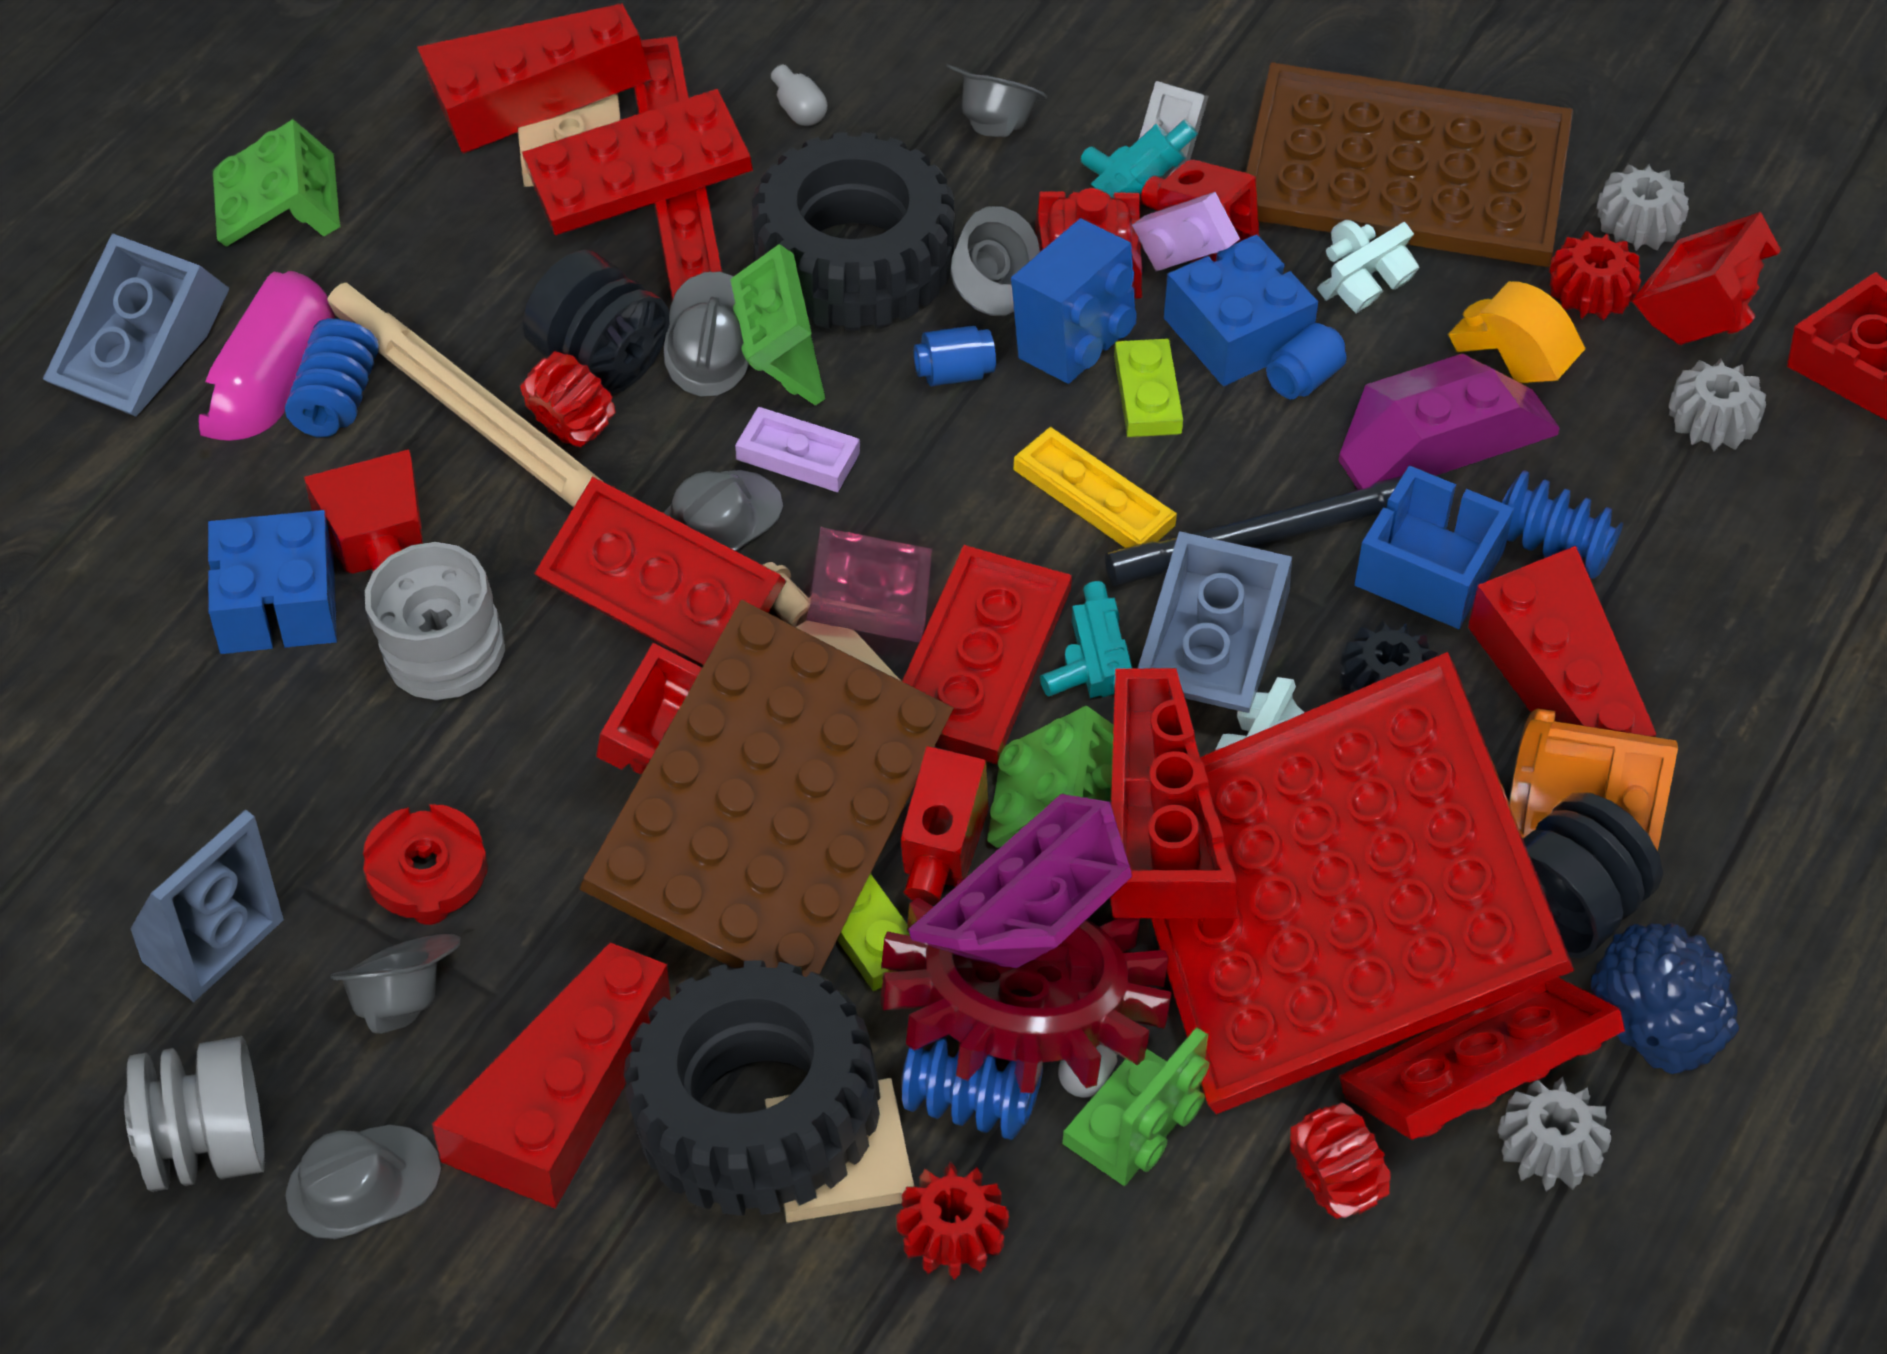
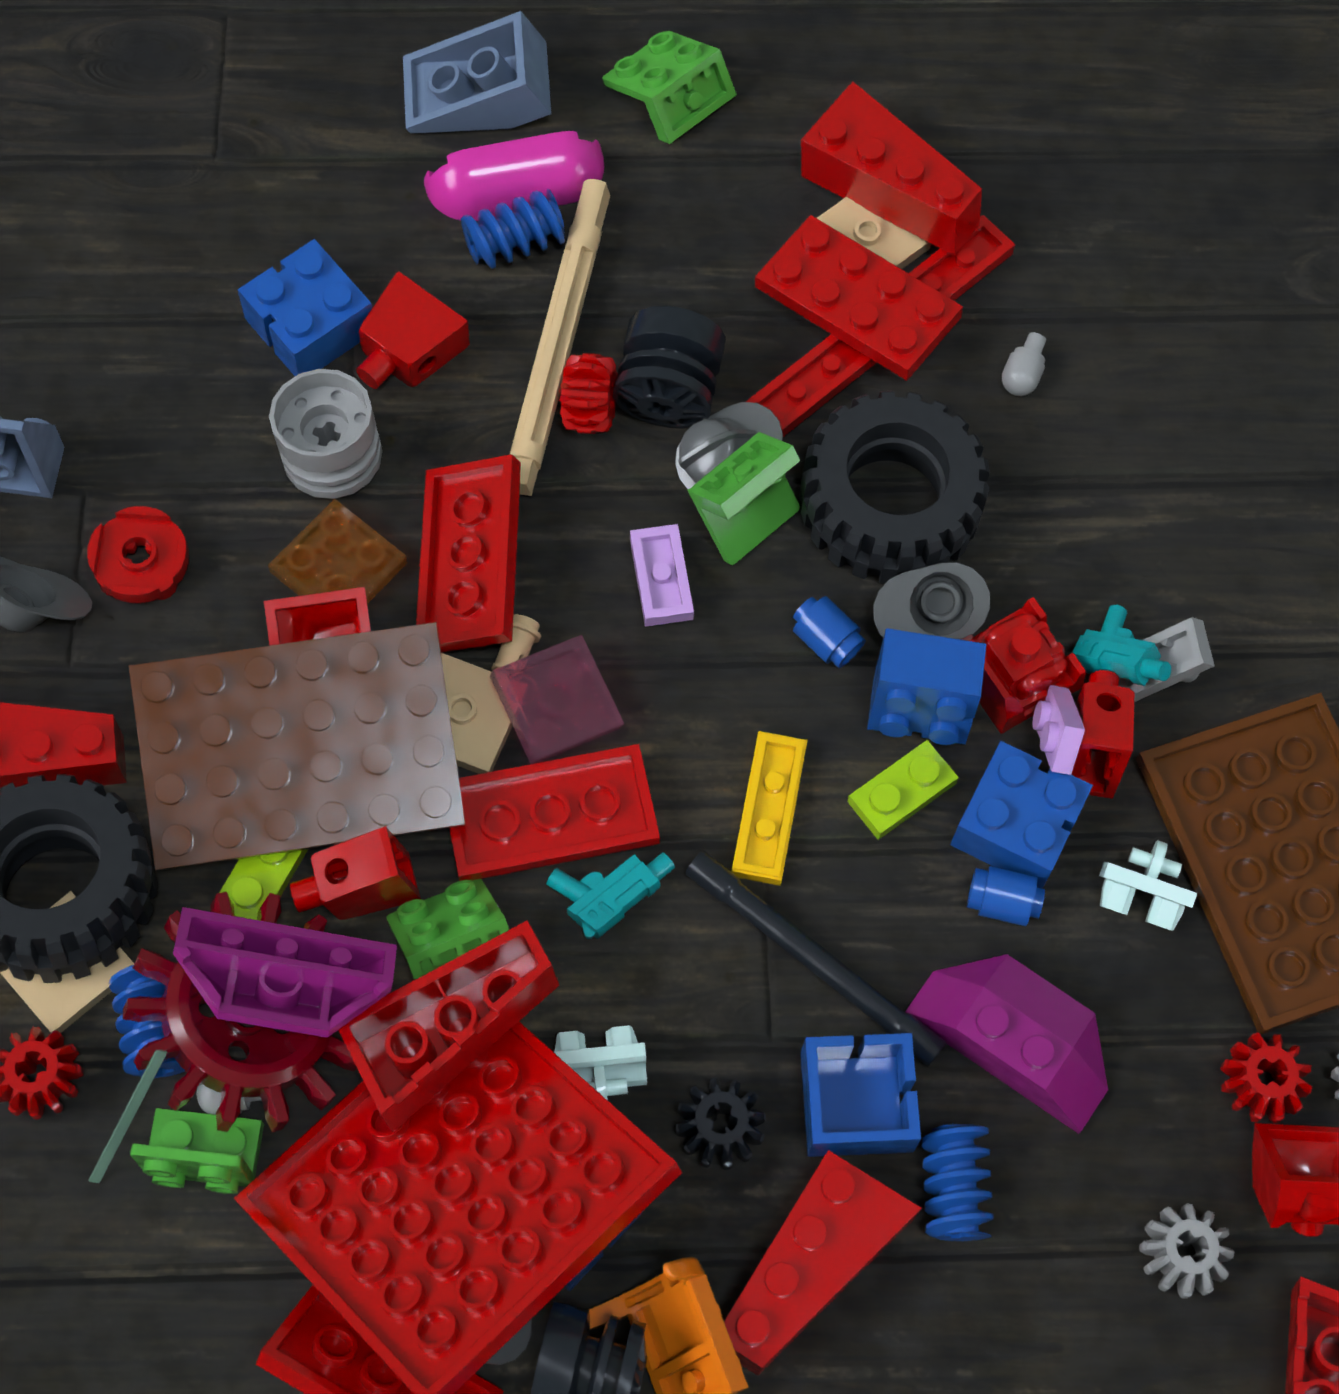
camera: 55 degrees right, 15 degrees up
(565, 699) = (336, 555): none -> clear orange tile
(727, 506) = (573, 559): dark grey piece -> none
(996, 103) = (1122, 503): dark grey piece -> none
(1070, 1140) = (127, 1116): none -> sand green piece
(1218, 618) = (666, 970): sand blue slope -> none
(1340, 1160) = (223, 1319): red gear -> none
(1526, 328) = (1147, 1050): light orange brick -> none

